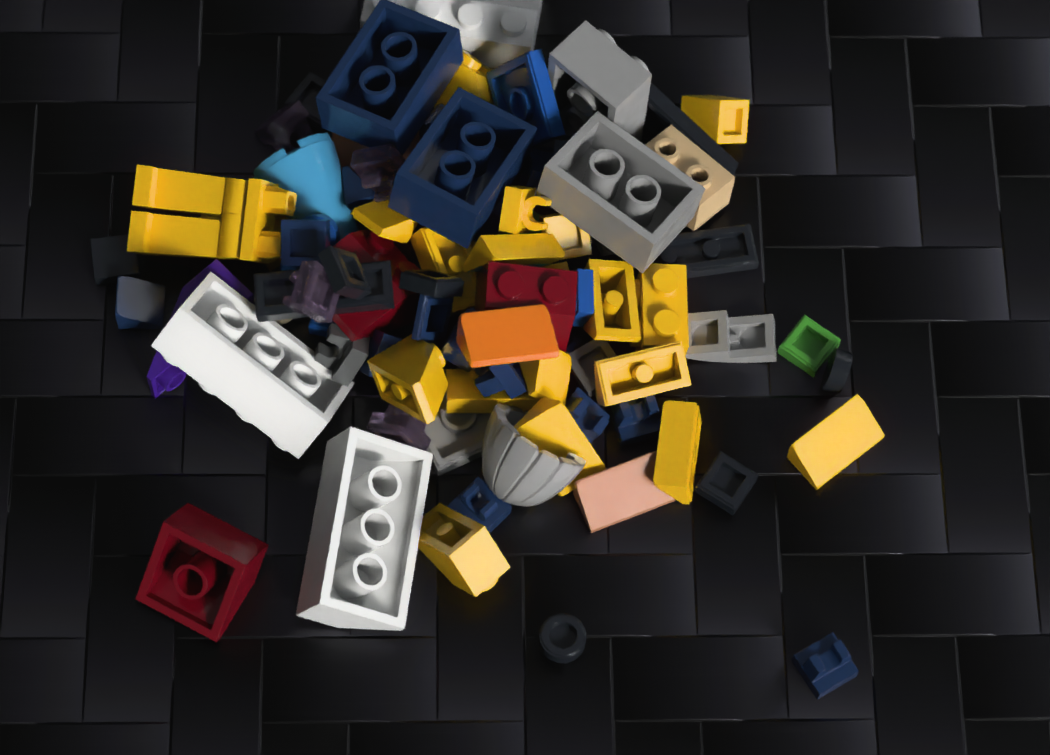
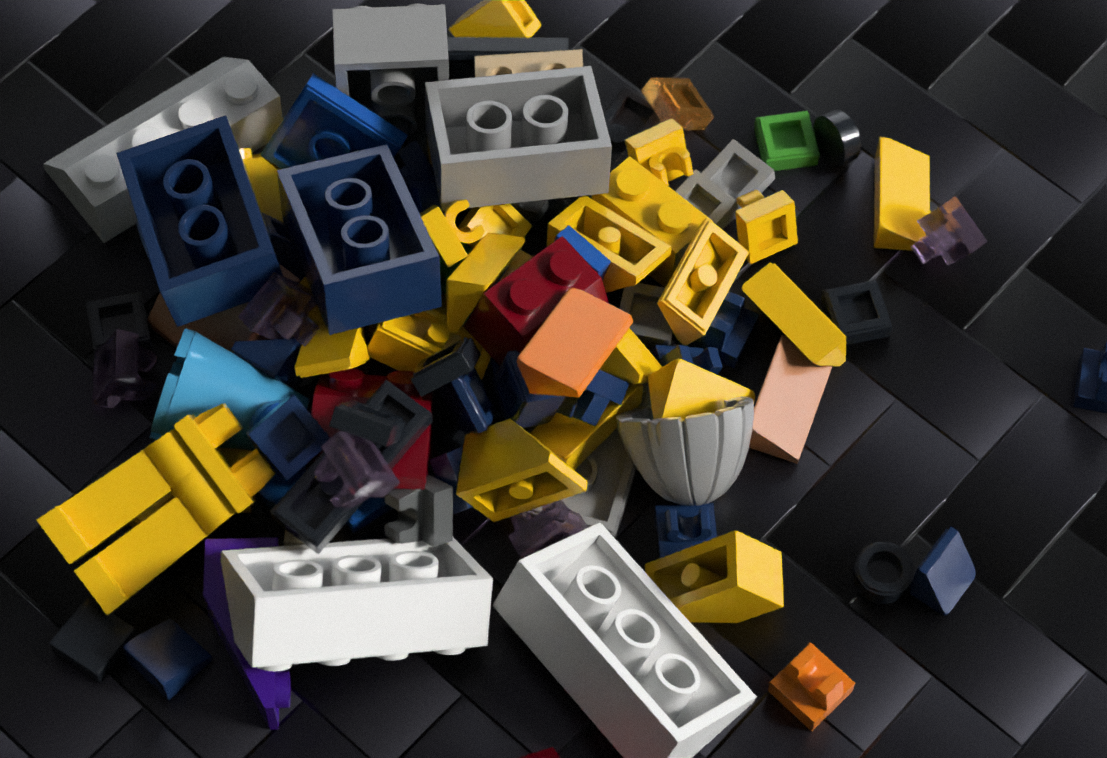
camera: 45 degrees left, 5 degrees down
(447, 656) = (811, 686): none -> orange tile
(592, 671) = (944, 573): none -> dark blue slope
(715, 282) = (661, 151): none -> yellow tile
(729, 380) = (765, 224): none -> yellow tile
(766, 263) = (678, 100): none -> clear orange tile
(829, 488) = (948, 233): none -> tile

